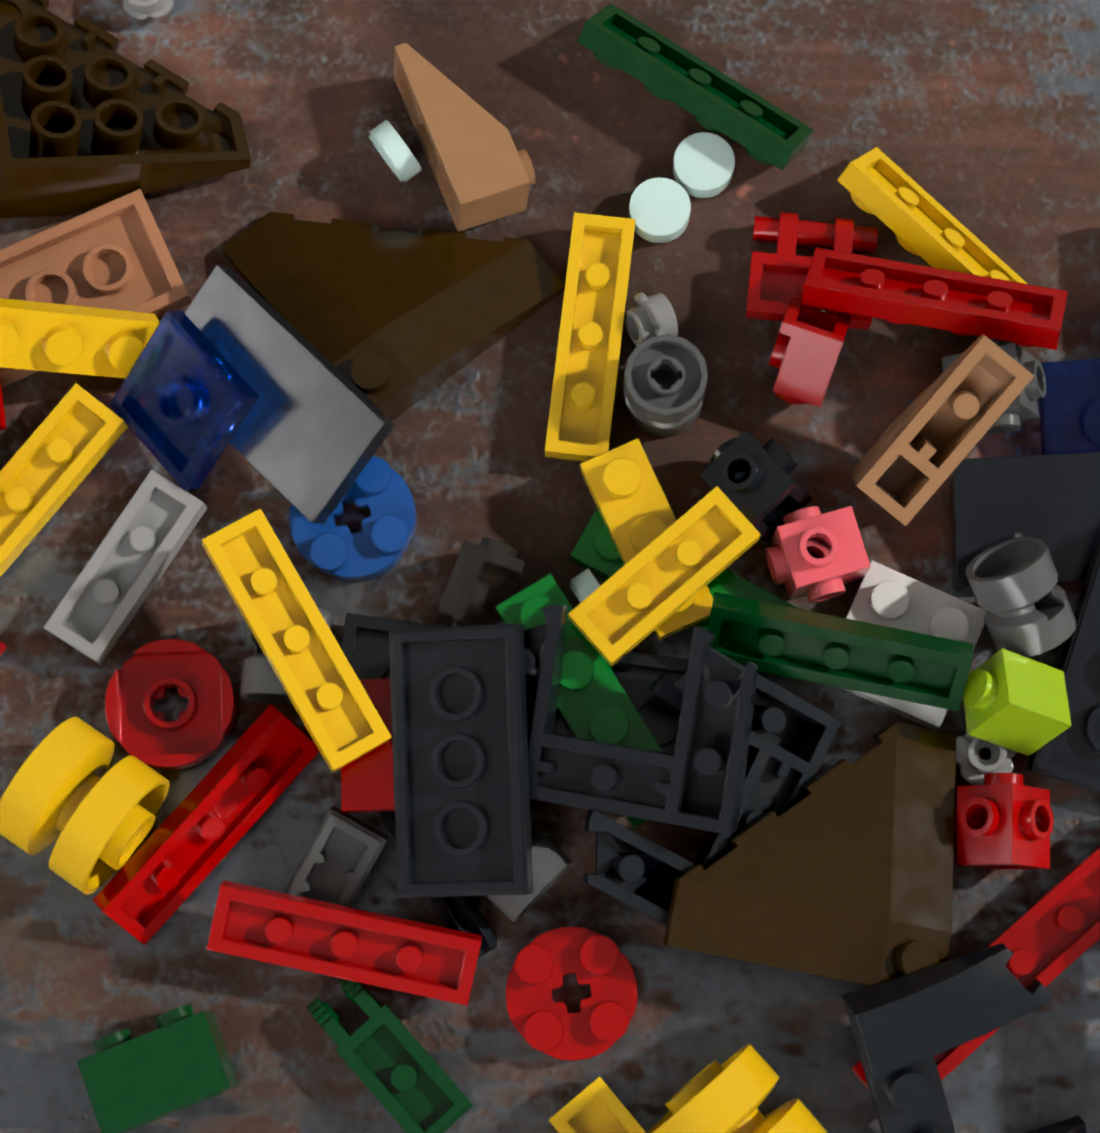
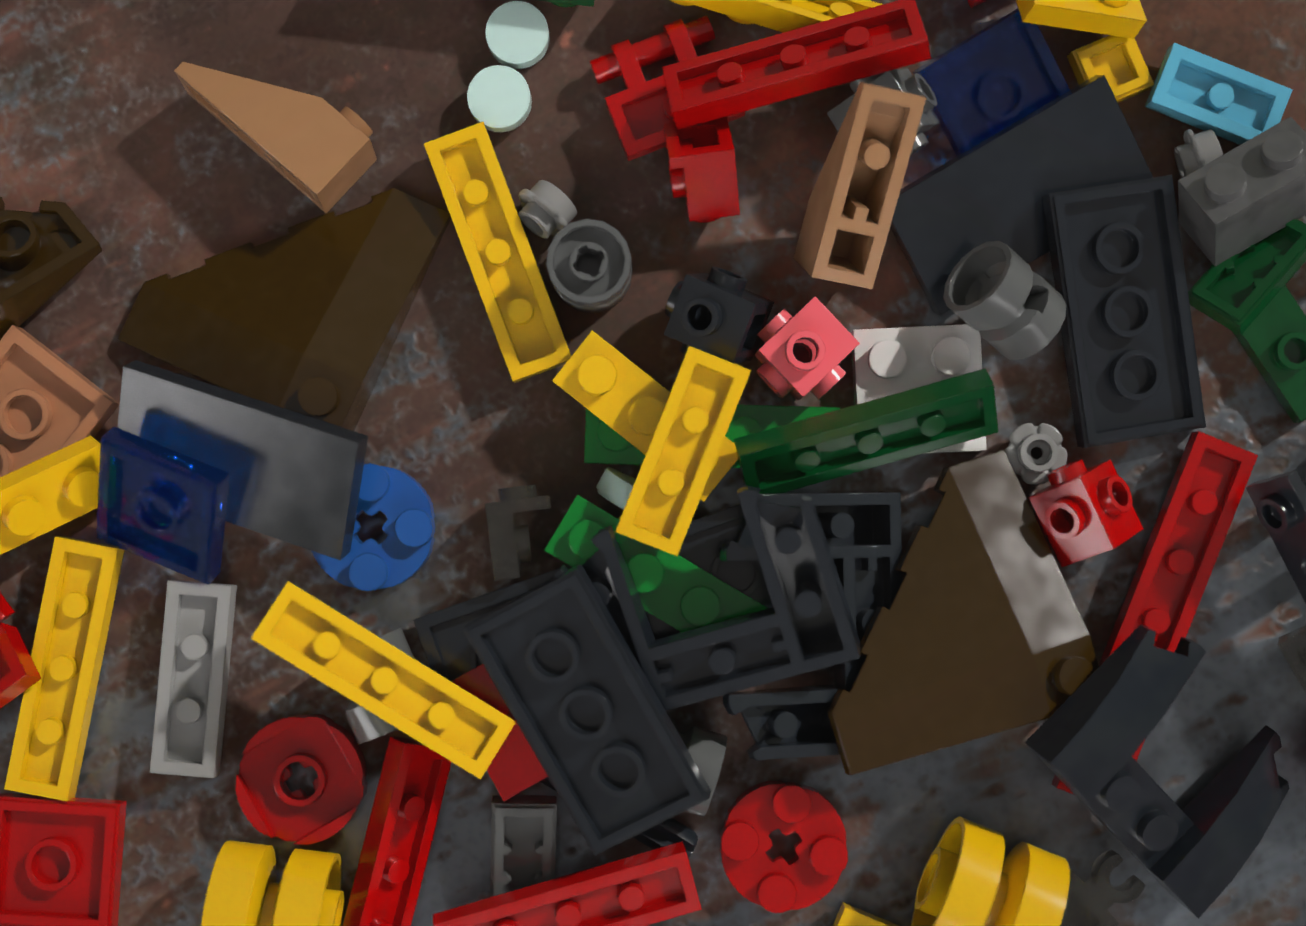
camera: 30 degrees left, 10 degrees up
(394, 151) = (227, 168): light aqua tile -> none
(1016, 702) = (1046, 397): lime brick -> none

